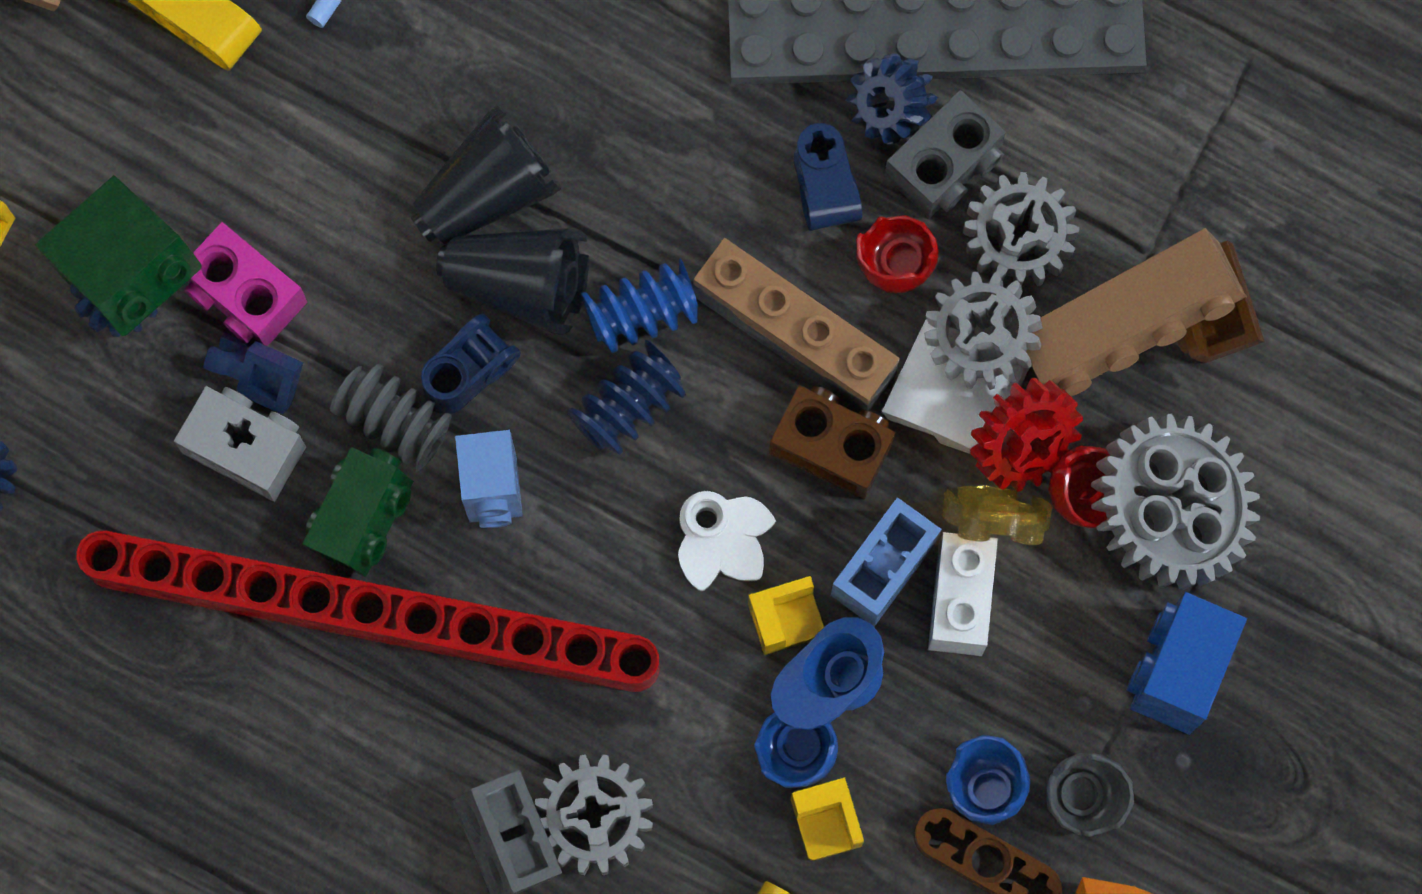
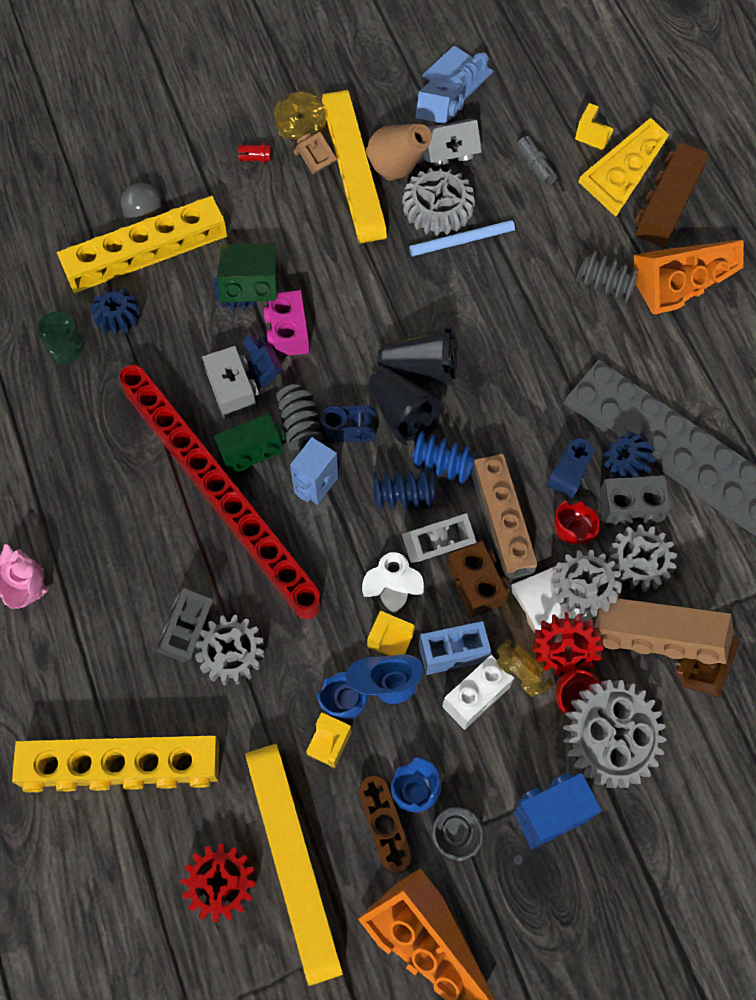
camera: 40 degrees right, 10 degrees down
(737, 429) = (438, 538): none -> light grey brick

